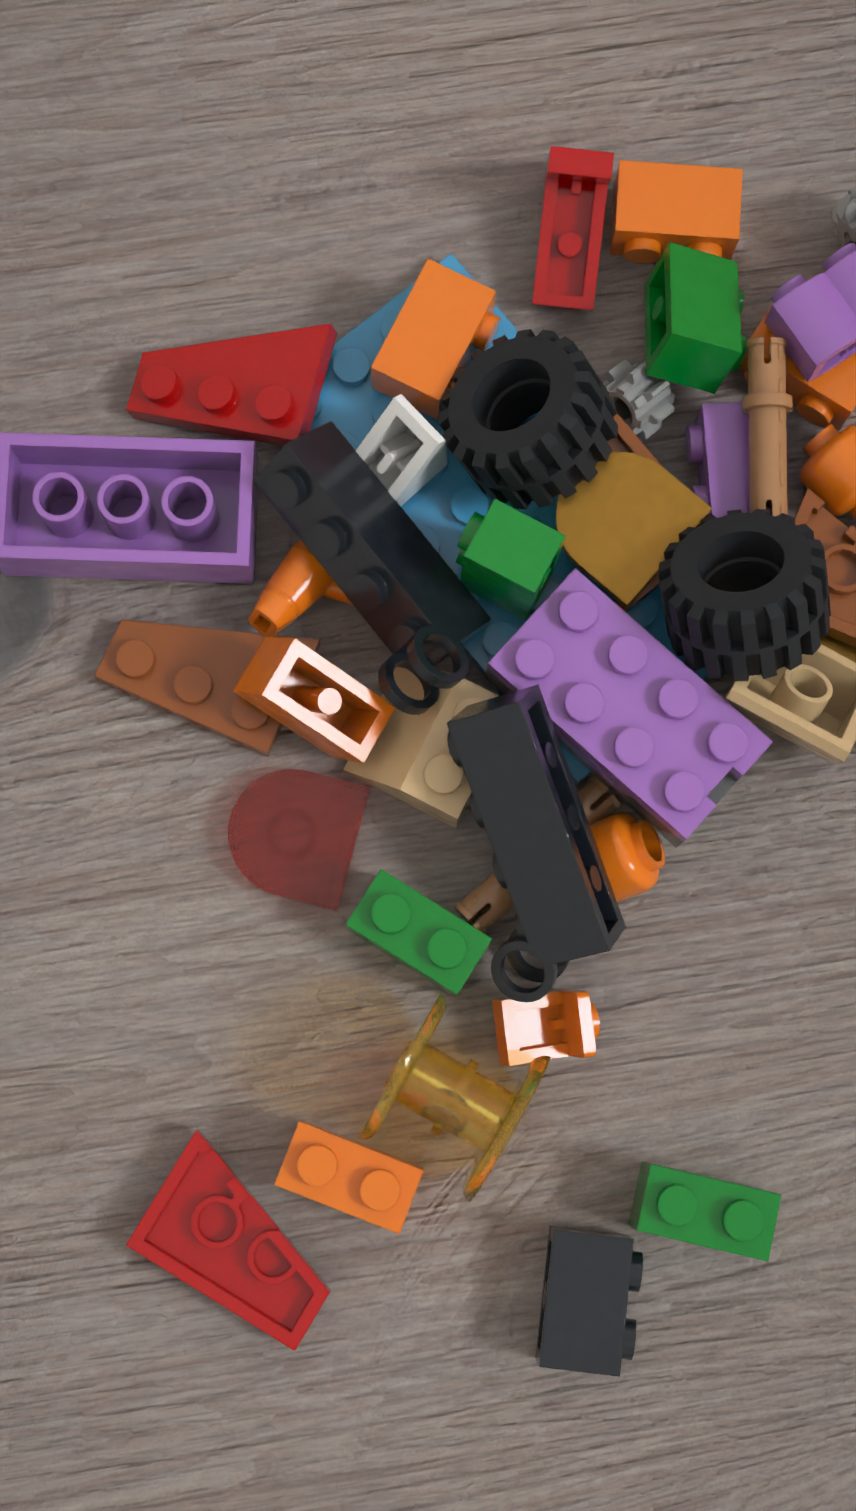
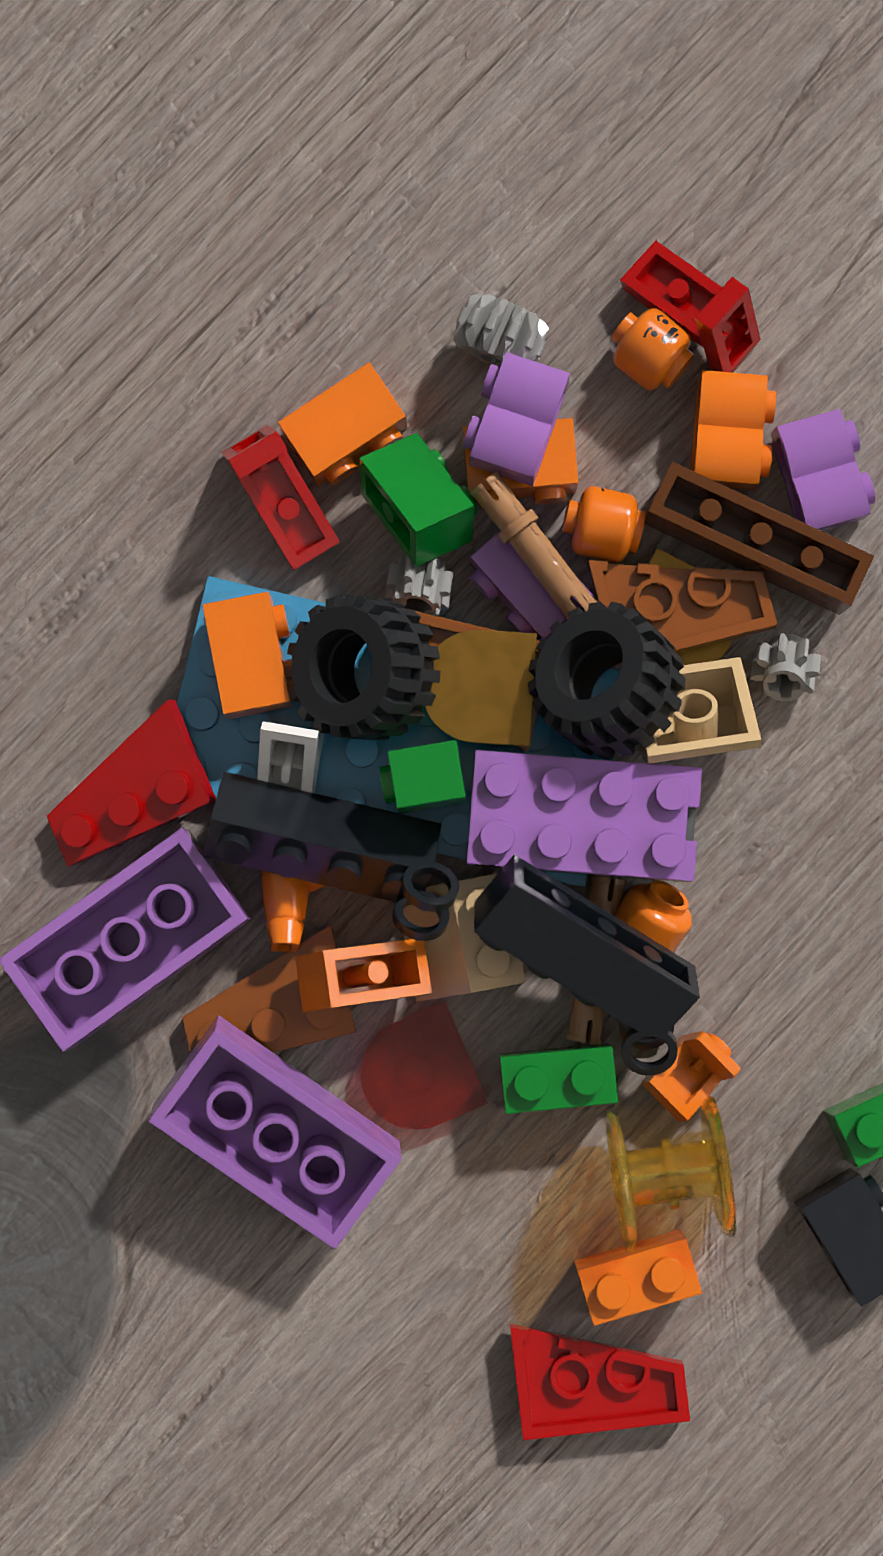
camera: 30 degrees left, 5 degrees up
(122, 778) = (276, 1132): none -> medium lavender brick

